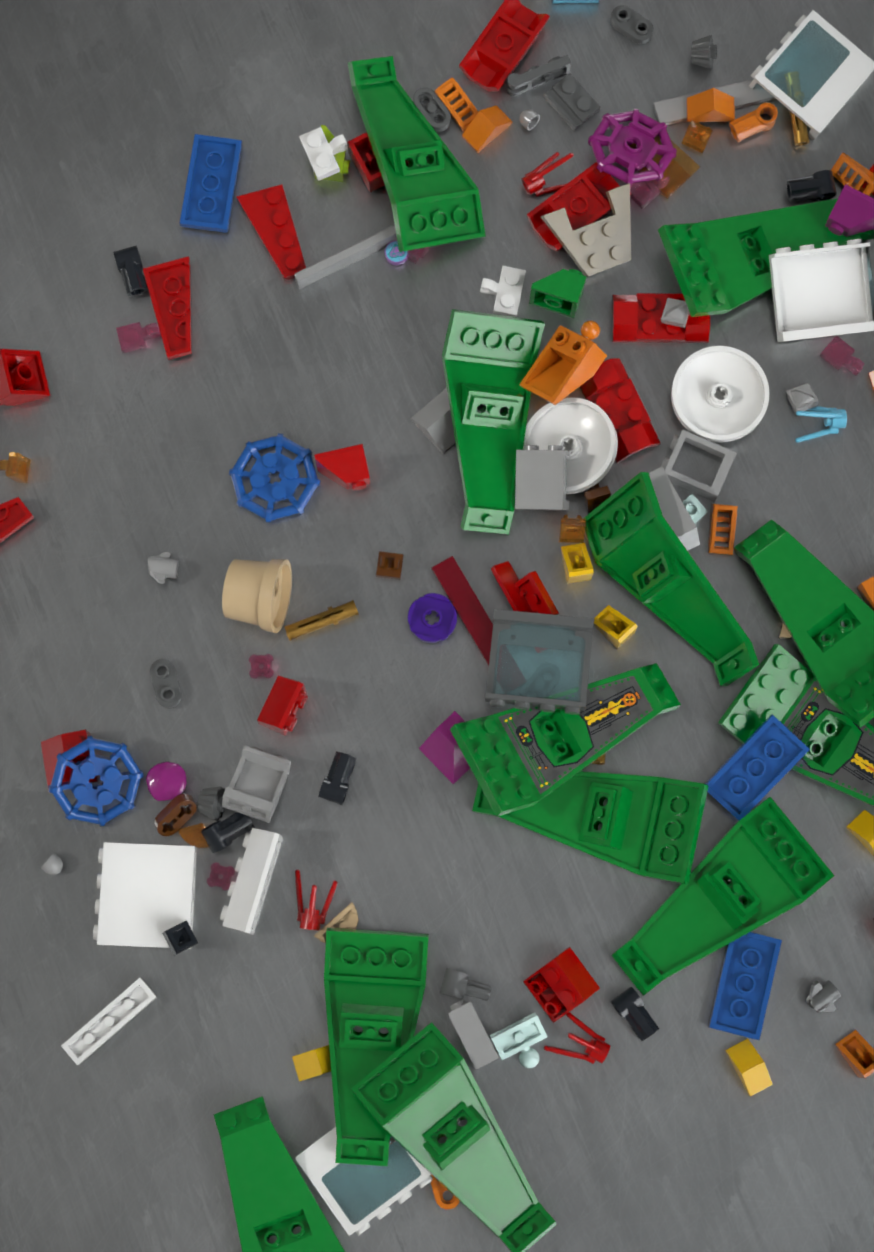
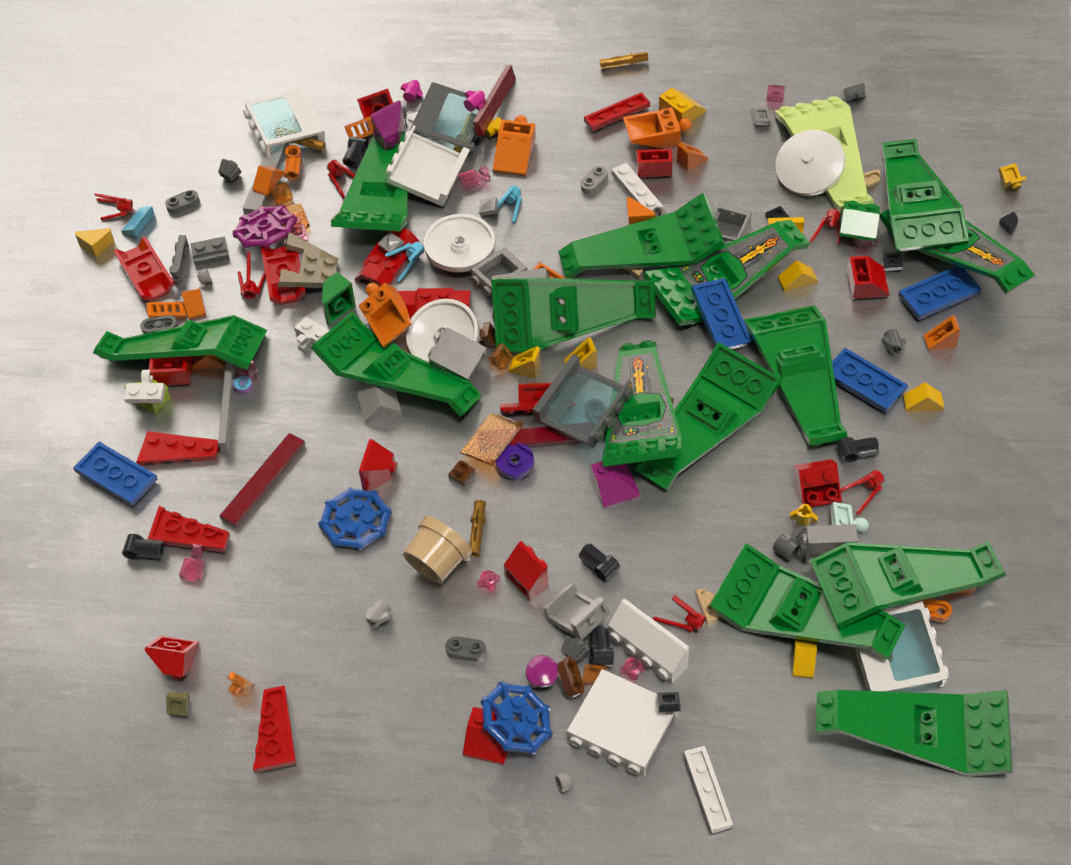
camera: 60 degrees left, 25 degrees down
(279, 347) = (262, 480): none -> dark red tile
(447, 577) = (491, 438): none -> clear orange piece
(503, 988) = (803, 516): none -> yellow piece
(681, 345) = (413, 252): none -> medium azure plant
(770, 181) = (337, 169): none -> red plant

